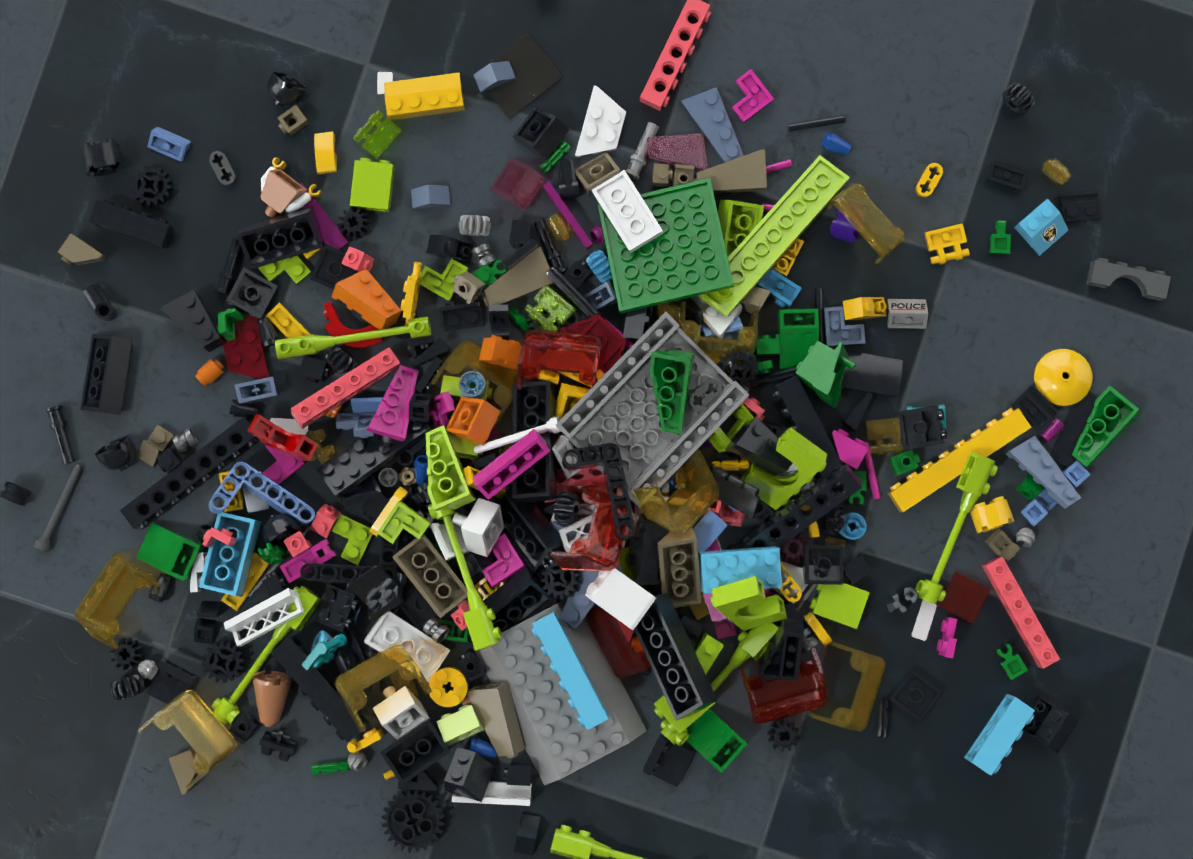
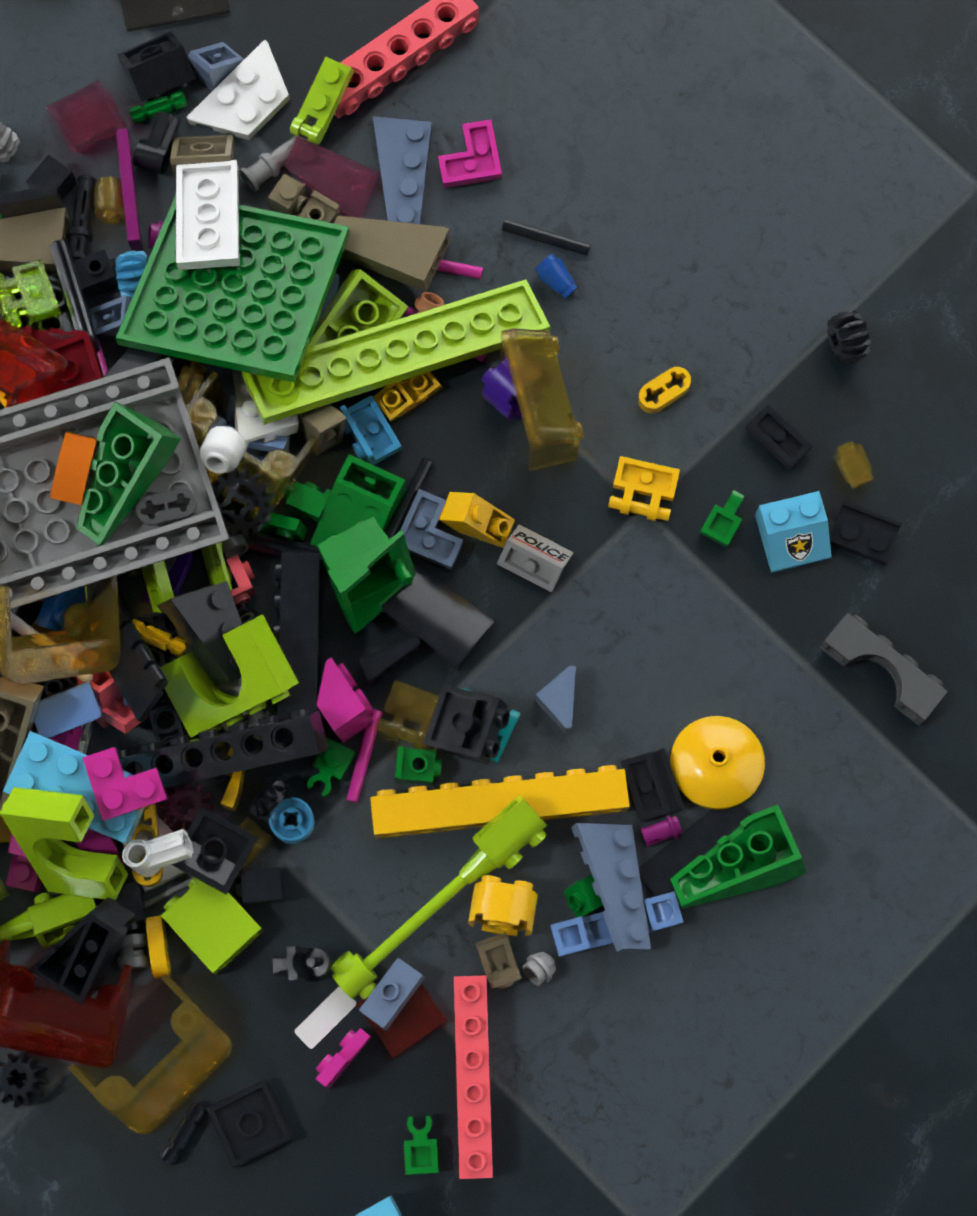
camera: 25 degrees right, 10 degrees down
(574, 114) = (213, 63): none -> sand blue slope
(644, 399) = (73, 468): none -> orange slope
(651, 108) = (322, 100): none -> lime plate
(717, 346) = (222, 449): none -> white head
(767, 563) = (118, 794): none -> dark pink plate
(772, 197) = (428, 301): none -> nougat plate
(799, 580) = (159, 852): none -> white piece
(956, 591) = (392, 994): none -> sand blue plate
(962, 386) = (558, 699): none -> sand blue slope

